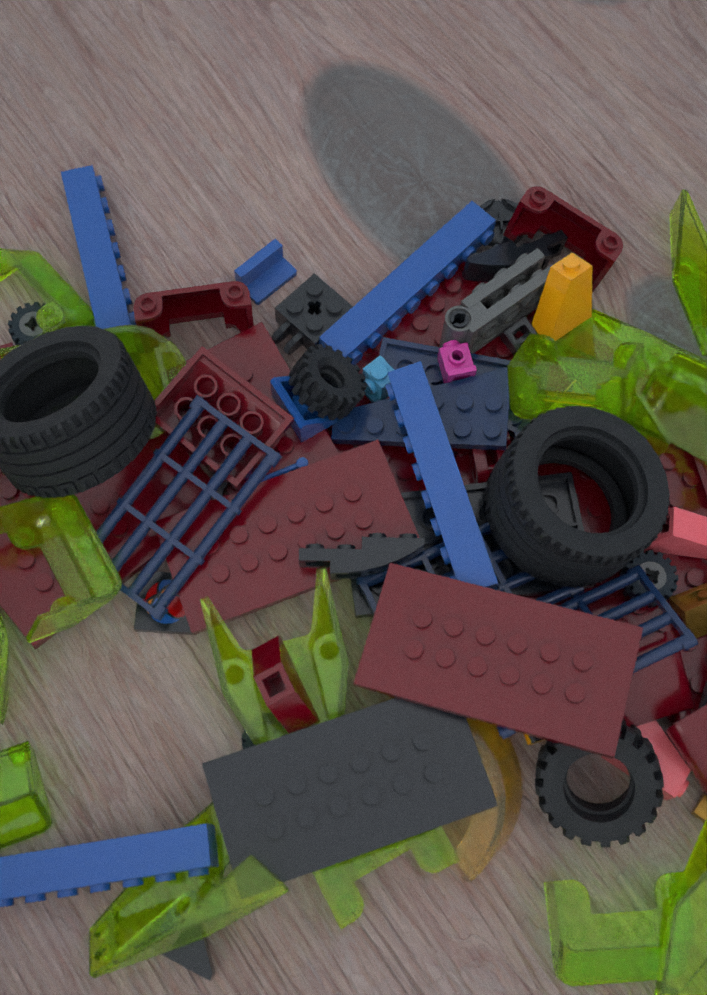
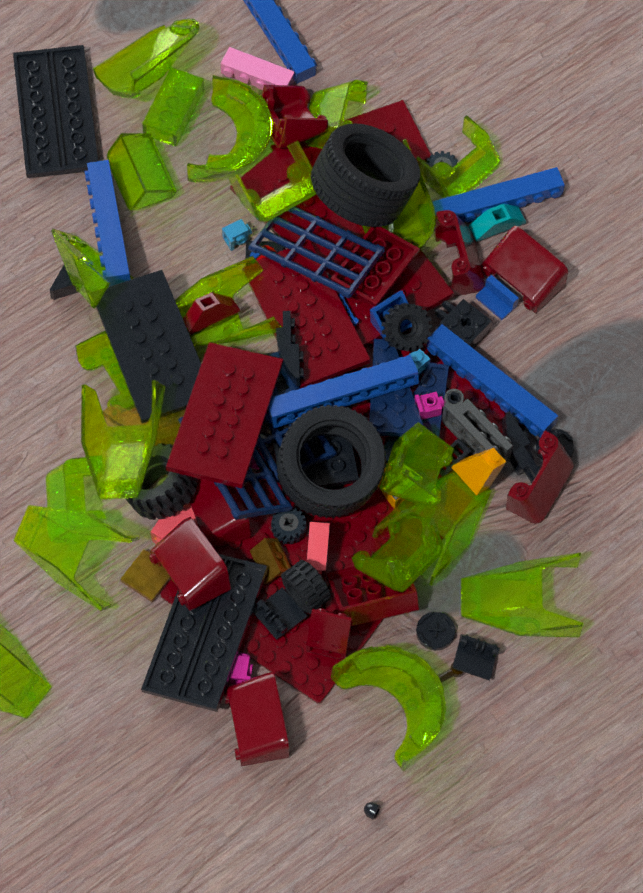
camera: 90 degrees right, 5 degrees down
(120, 643) = (236, 233): none -> dark azure brick
(140, 260) = (496, 221): none -> teal slope
(222, 225) = (527, 268): none -> dark red windscreen
(555, 849) = (118, 453): none -> clear neon green windscreen

